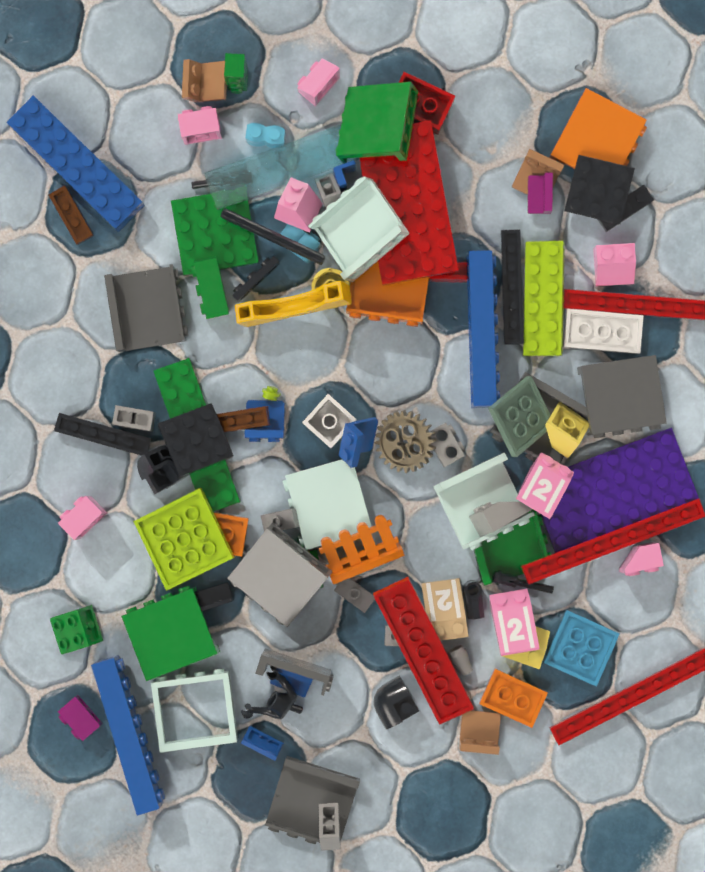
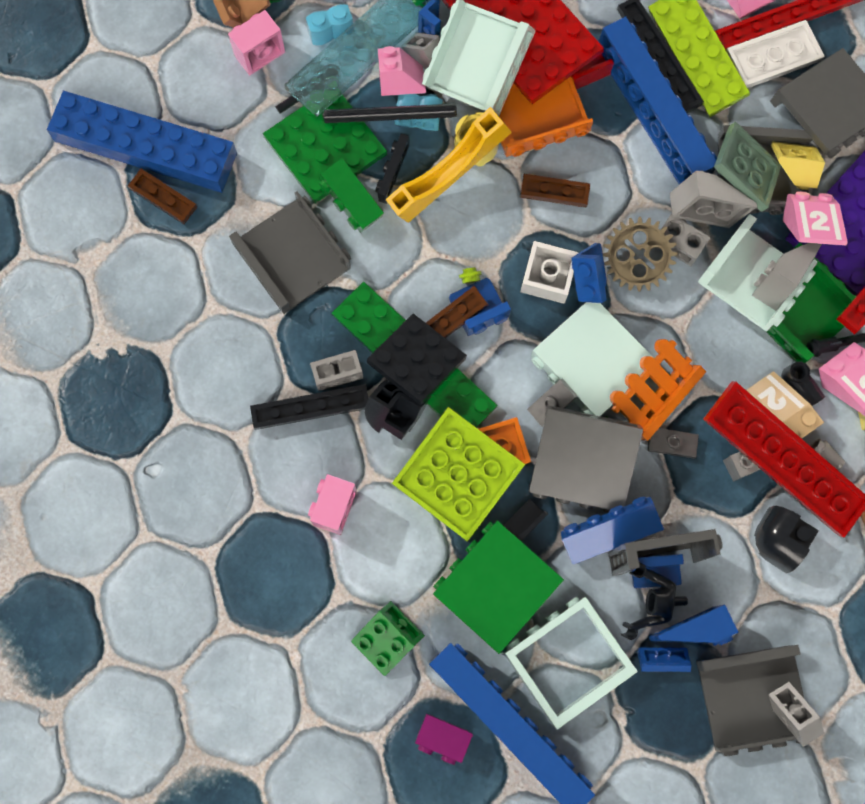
camera: 30 degrees left, 10 degrees down
(271, 635) = (611, 530): none -> blue brick
(298, 736) = (708, 626): none -> blue slope
(370, 357) = (555, 190): none -> reddish brown plate
(475, 427) = (709, 201): none -> light grey slope

